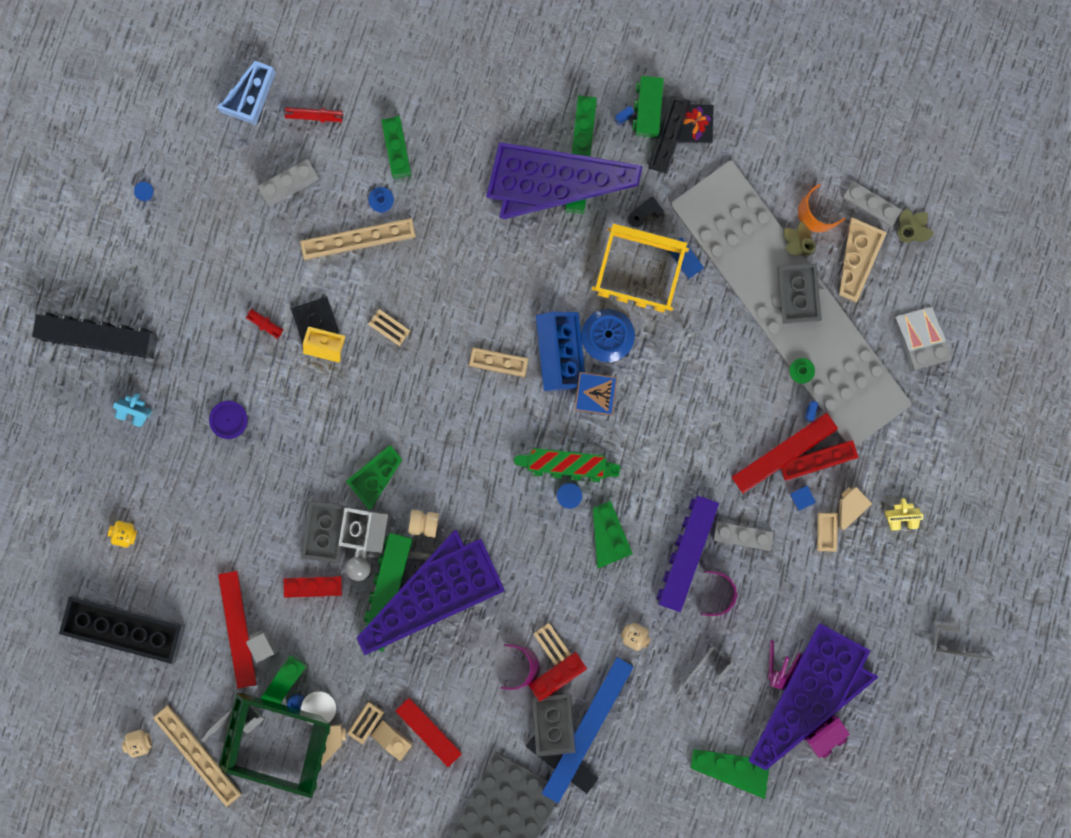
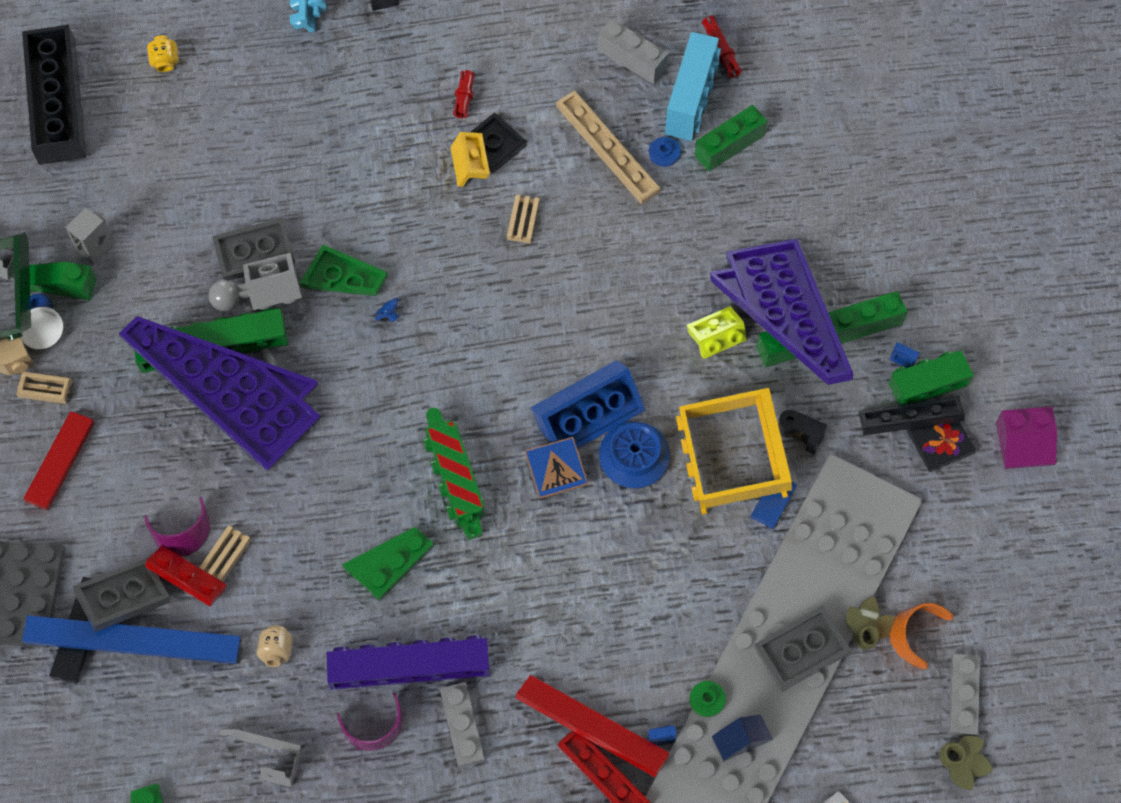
camera: 65 degrees right, 20 degrees down
(237, 420) = (338, 103): dark purple piece -> none
(237, 629) = (108, 205): red tile -> none
(312, 586) = (184, 265): red plate -> none
(342, 154) = (692, 86): none -> medium azure brick
(392, 740) = (31, 424): tan slope -> none
(419, 457) = (388, 310): none -> blue plant
(423, 523) = (310, 345): tan wheel -> none
(498, 362) = (541, 349): tan tile -> none
(544, 233) = (717, 332): none -> neon yellow bracket
(569, 495) = (417, 494): blue piece -> none
(721, 65) = (1027, 437): none -> magenta slope
(802, 498) = (545, 777): blue tile -> none
(838, 361) = (741, 736): none -> dark blue slope
(860, 253) = (897, 707): tan wing -> none

